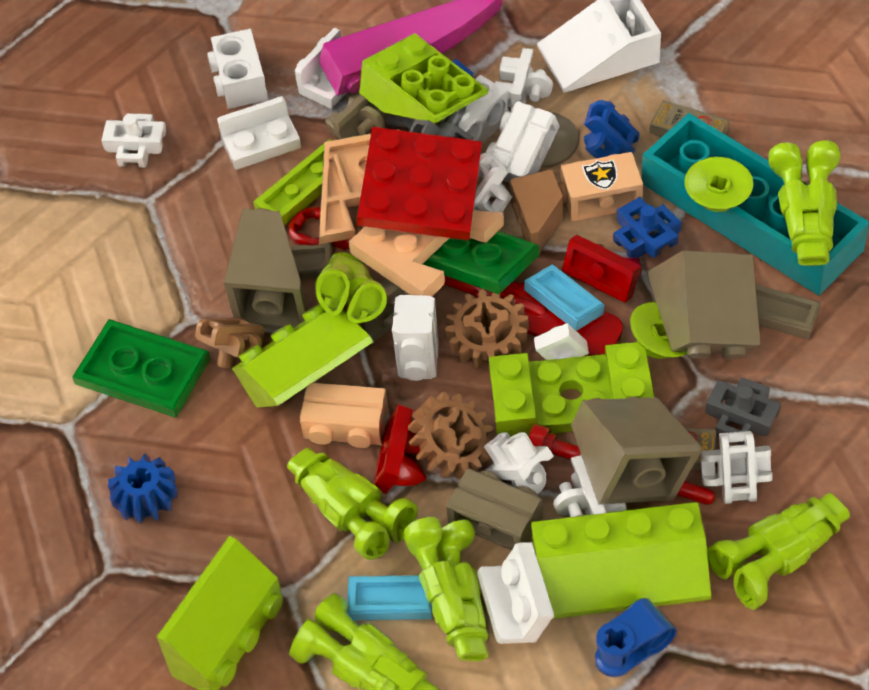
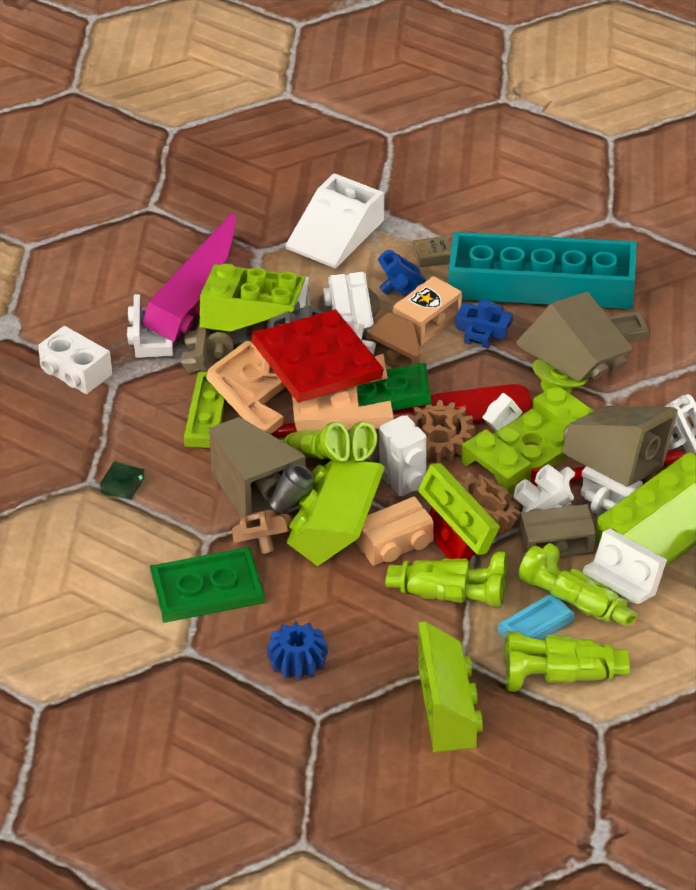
camera: 40 degrees left, 10 degrees down
(127, 135) = (37, 439): white piece -> none
(171, 216) = (122, 480): none -> clear green plate
(258, 133) = (135, 396): white bracket -> none
(274, 312) = (292, 486): none -> flat silver cone
(399, 430) = (458, 508): none -> lime plate
(526, 81) = (313, 268): white hips -> none
(564, 297) = (470, 387): medium azure tile -> none
(602, 268) = (478, 358): red tile -> none
(718, 183) = (525, 260): lime piece -> none
(739, 405) = (653, 390): dark grey piece -> none
(809, 207) = (589, 242): lime piece -> none

